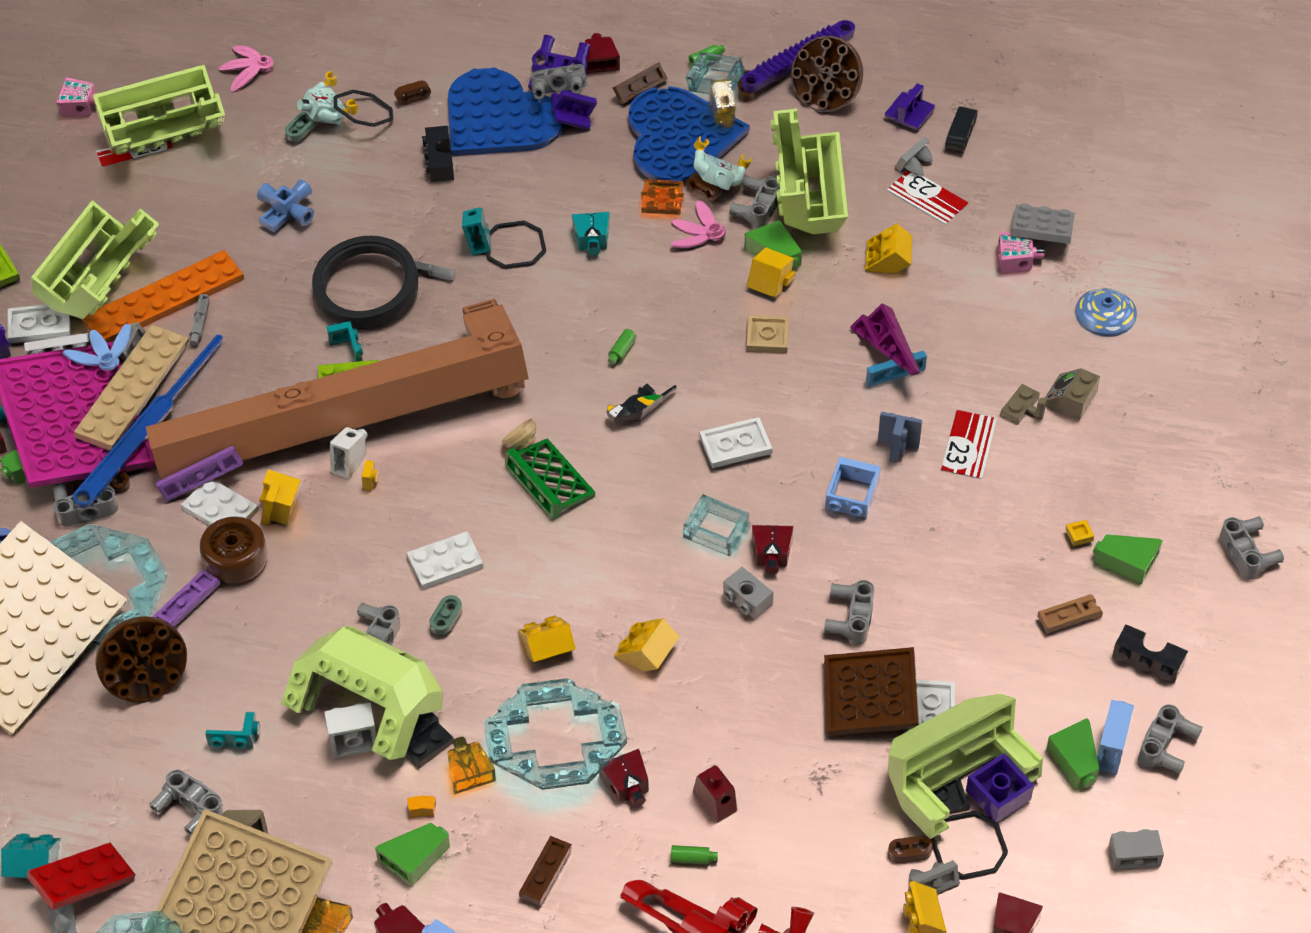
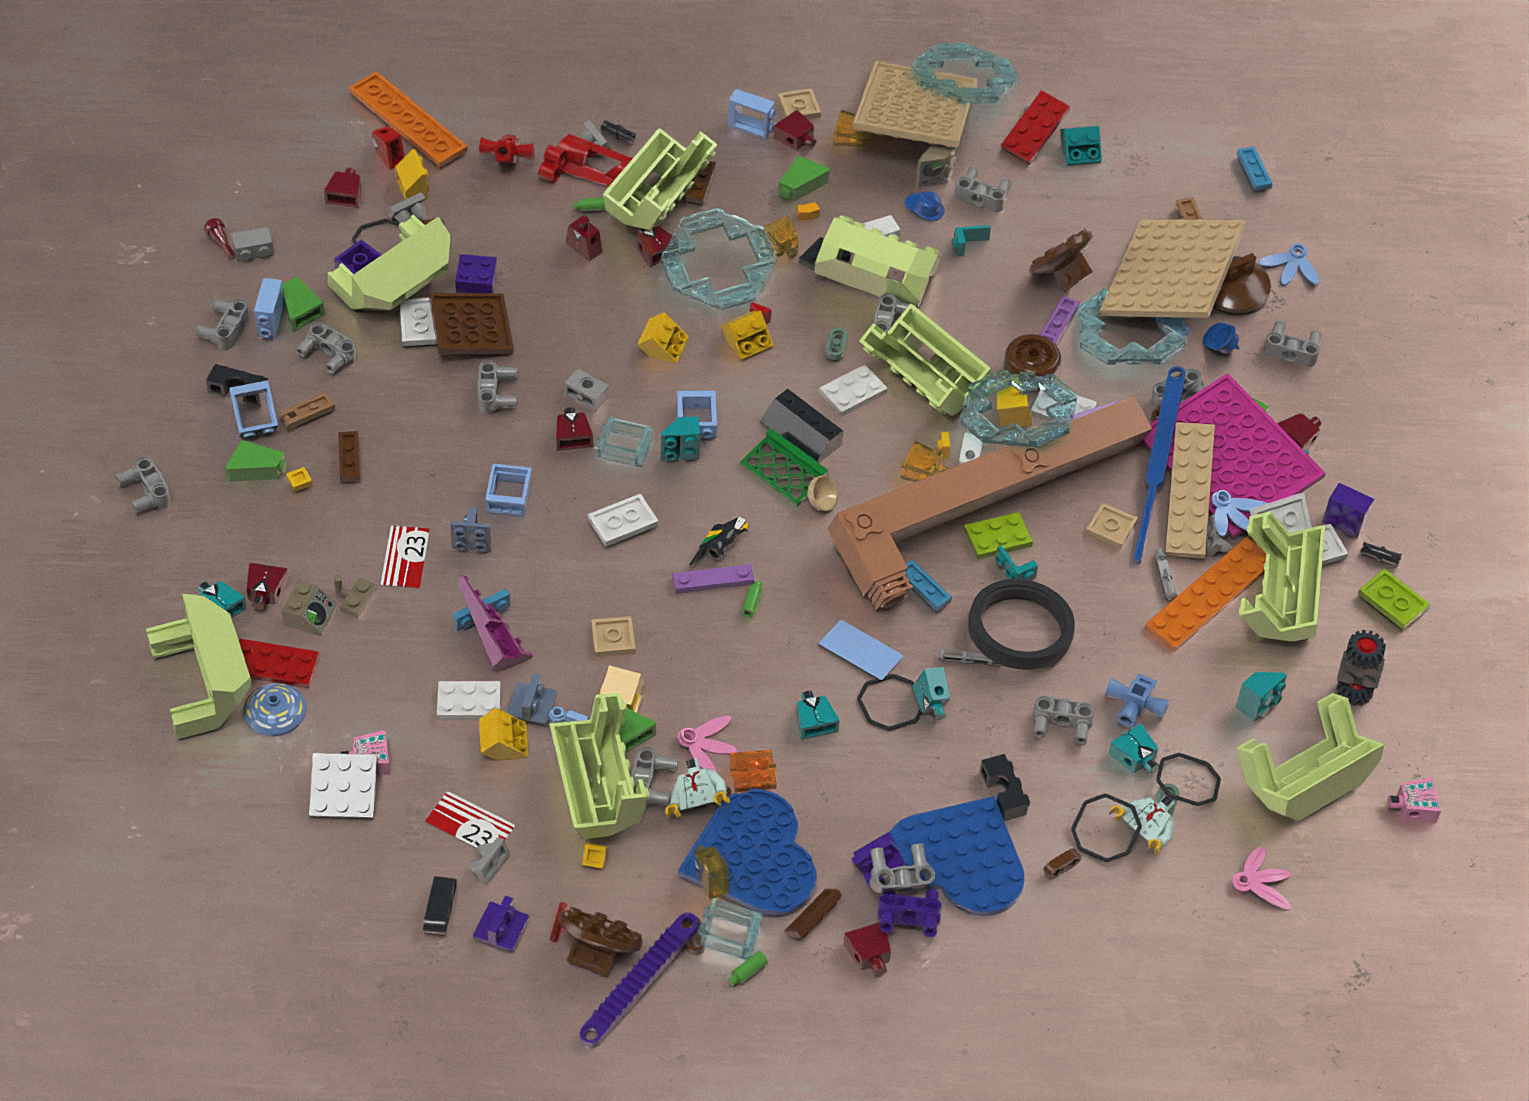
camera: 165 degrees right, 0 degrees up
(70, 172) = (1361, 667): none -> plate
(168, 186) = (1261, 693): none -> teal slope
(229, 375) = (1111, 525): none -> tan tile
(261, 482) = (1013, 434): none -> clear light blue plate
(271, 798) = (926, 205): none -> blue piece
(278, 160) = (1181, 798): none -> black piece
(308, 166) = (1135, 750): none -> teal torso
(347, 547) = (940, 379): none -> yellowish green wedge
(360, 205) = (1063, 713): none -> light grey piece
(401, 456) = (921, 463): none -> clear yellow torso
(439, 328) = (927, 587): none -> dark azure plate
(515, 517) = (803, 426): none -> black slope
(522, 660) = (766, 312): none -> red slope
(528, 292) = (861, 649): none -> light blue sticker
(612, 838) = (645, 206): none -> yellowish green wedge
(635, 564) = (699, 400): none -> light blue window
(655, 375) = (713, 578): none -> medium lavender plate
(656, 505) = (681, 439): none -> teal slope
(819, 256) = (558, 715): none -> light blue plate
(857, 759) = (476, 274): none -> dark purple brick
(858, 110) = (556, 926): none -> clear red piece
(858, 279) = (532, 701): none -> sand blue bracket
(918, 294) = (467, 699): none -> white plate
(1024, 552) = (349, 456): none -> reddish brown plate
(1038, 691) = (331, 343): none -> light grey piece
(1106, 351) = (279, 663): none -> red plate
(1116, 422) = (265, 584): none -> dark red torso
(1123, 605) = (251, 389): none -> light blue window
(1163, 409) = (224, 597): none -> teal torso
(1169, 333) = (220, 659): none -> yellowish green wedge
(1183, 877) = (216, 230): none -> dark red piece

